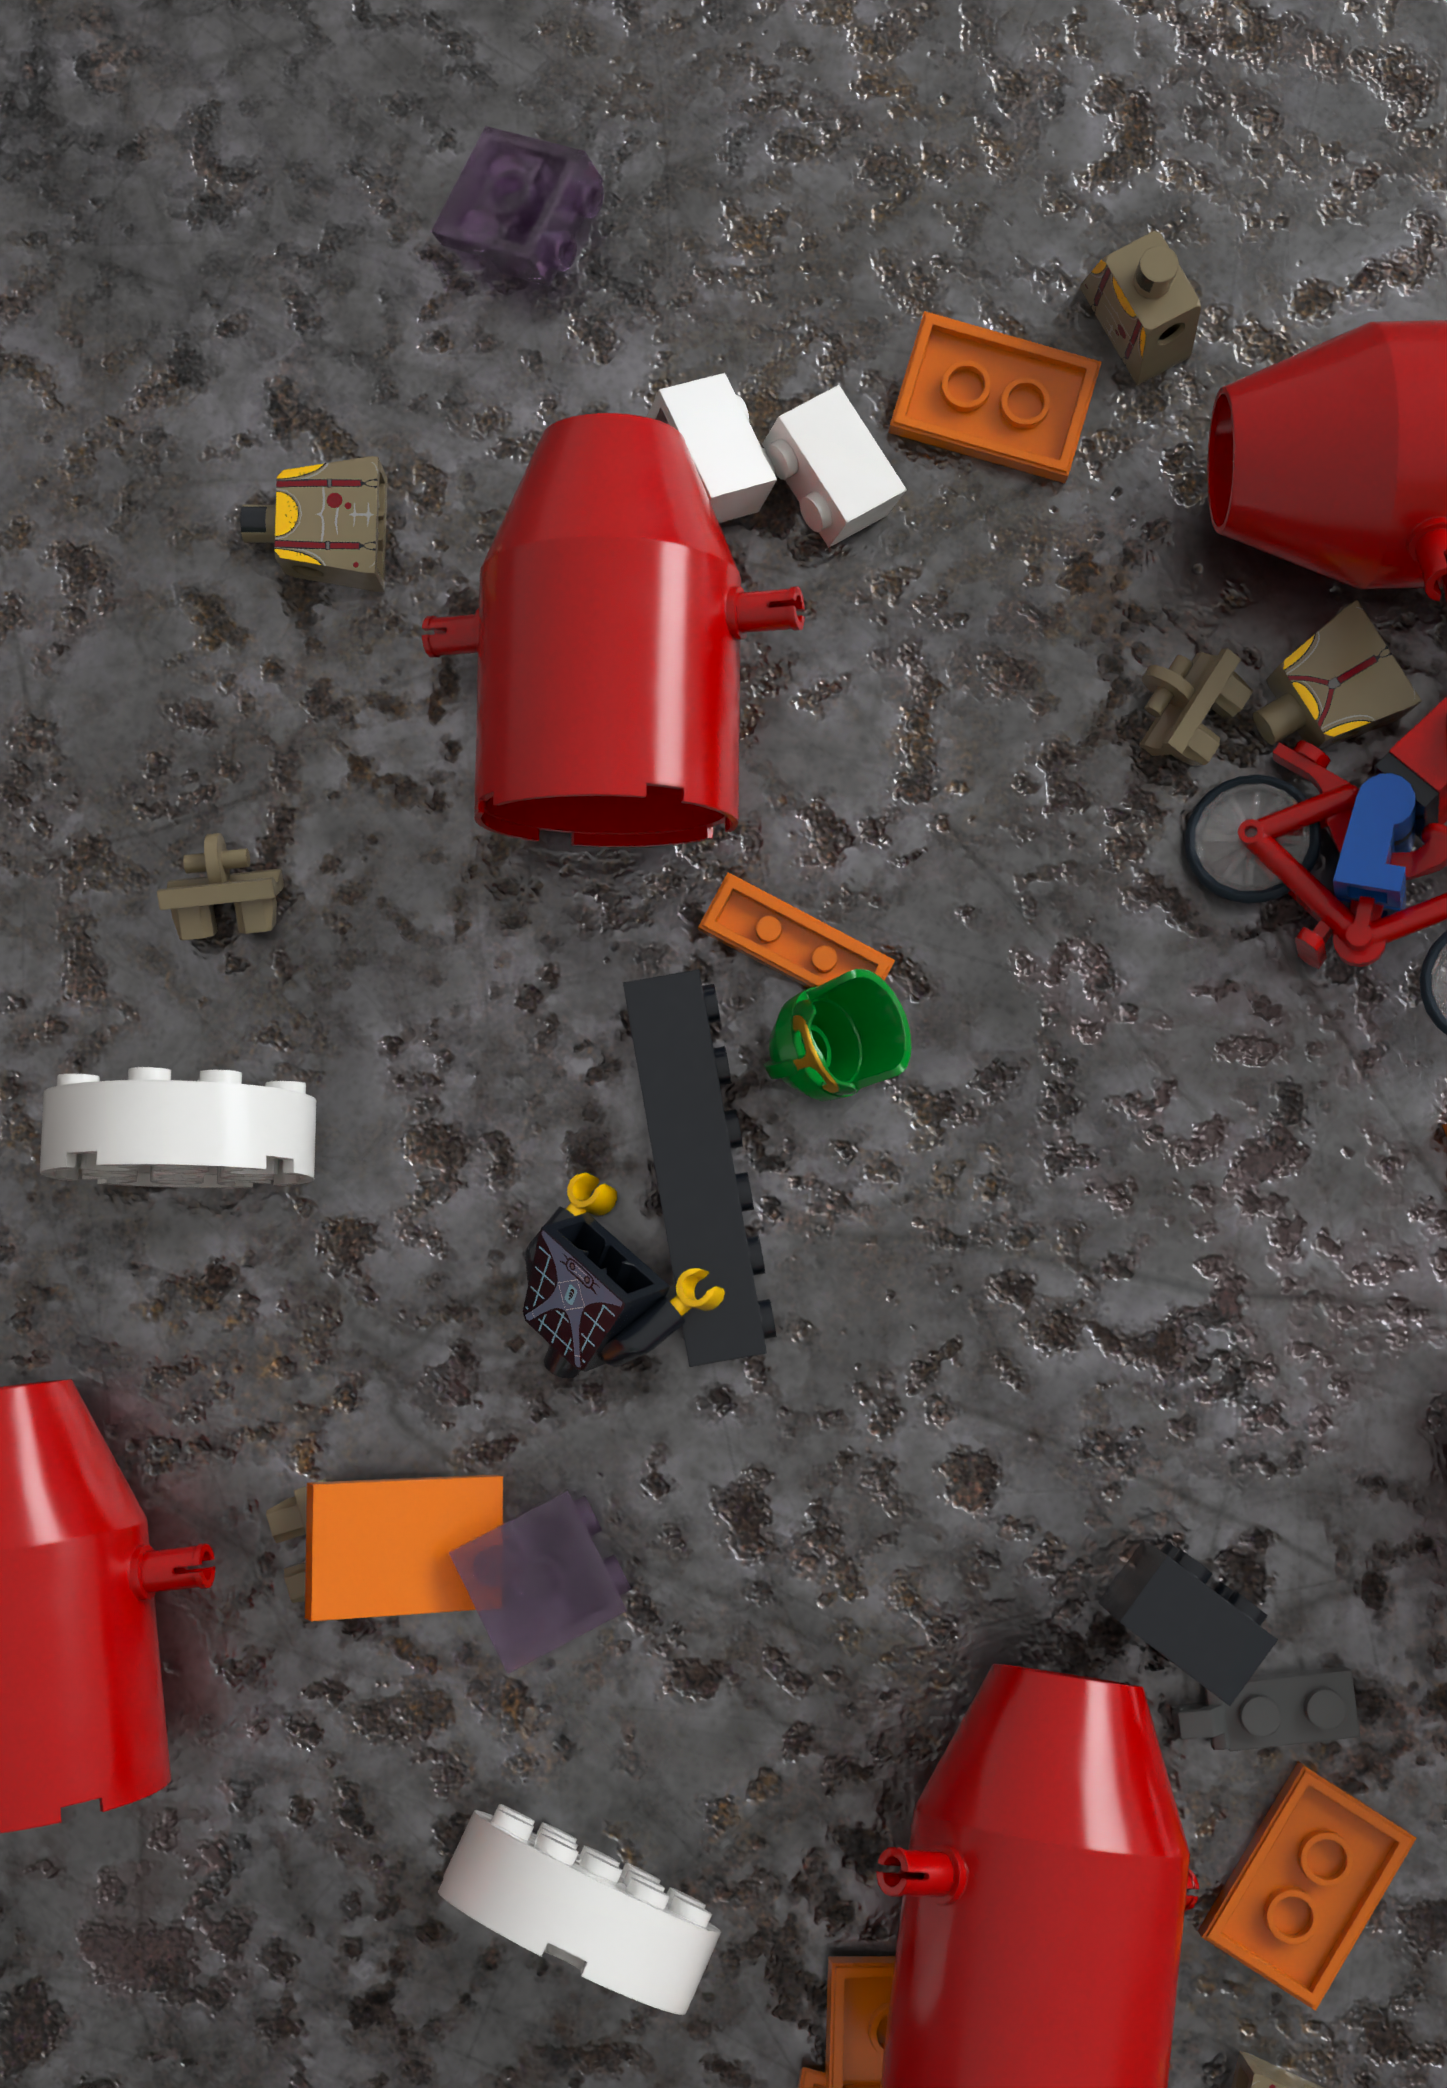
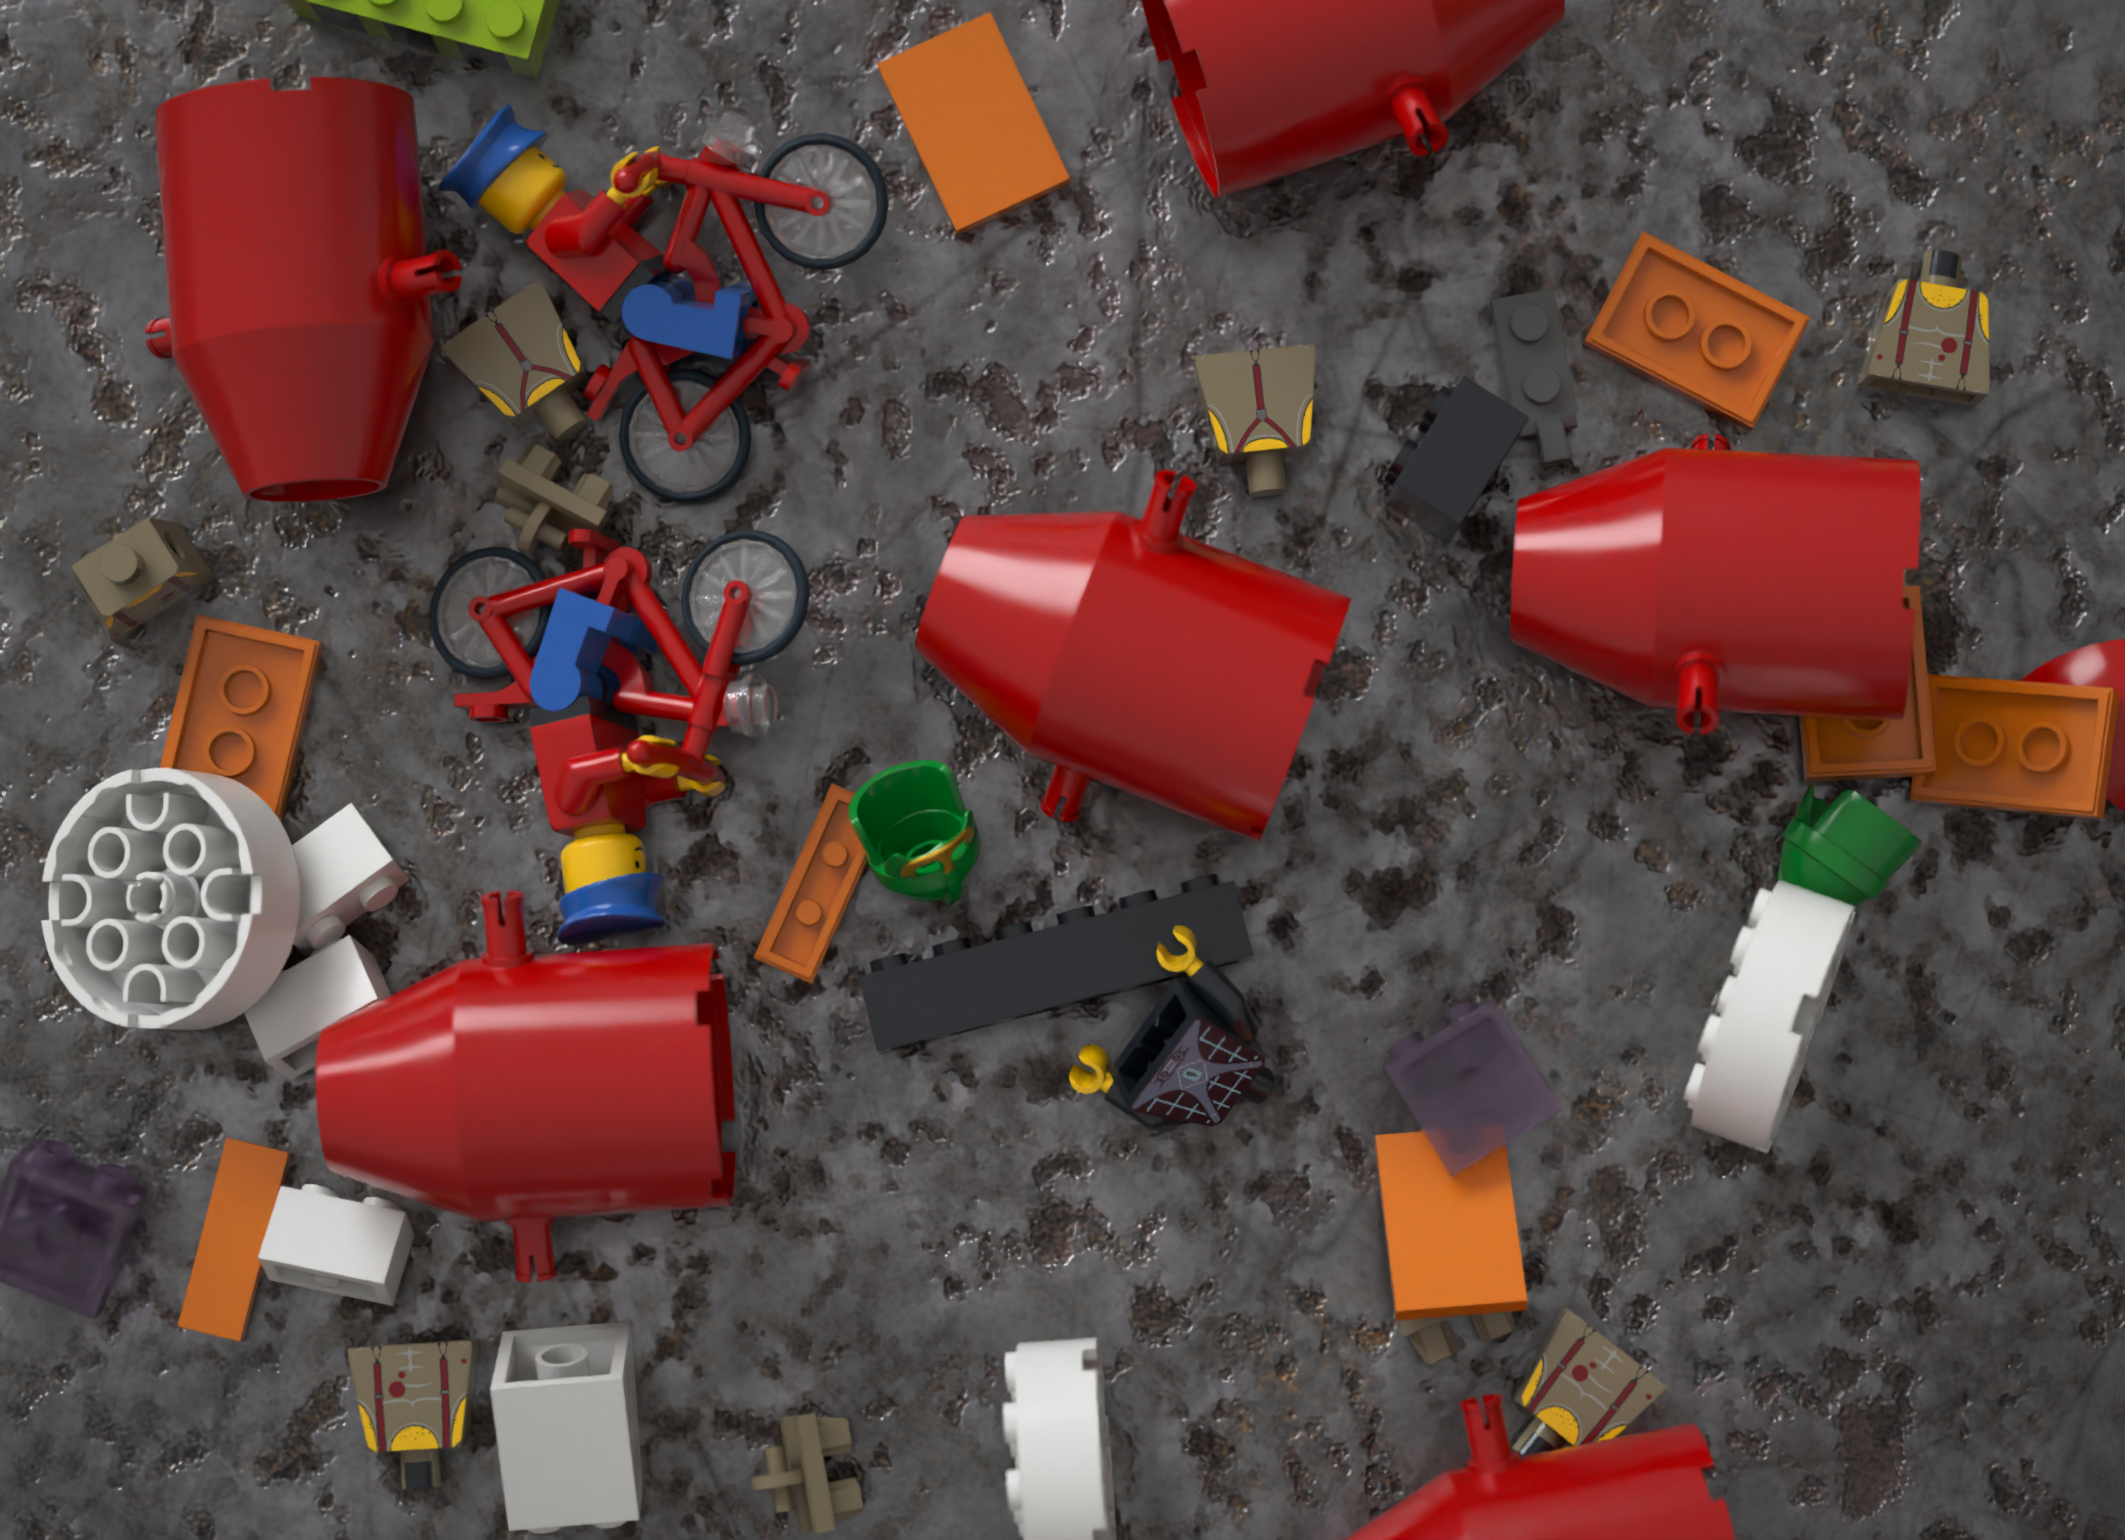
camera: 95 degrees left, 0 degrees up
(226, 1664) = (1580, 1388): none -> dark tan torso
(288, 662) = (568, 1427): none -> white slope
(481, 454) = (337, 1243): none -> white brick
(496, 366) = (234, 1228): none -> orange tile
(748, 2001) = (1843, 848): none -> green helmet
(823, 309) = (170, 899): none -> white brick
(1004, 1269) = (1133, 654): none -> red piece
(1023, 716) = (595, 772): none -> piece
(1250, 1418) = (1258, 409): none -> dark tan torso

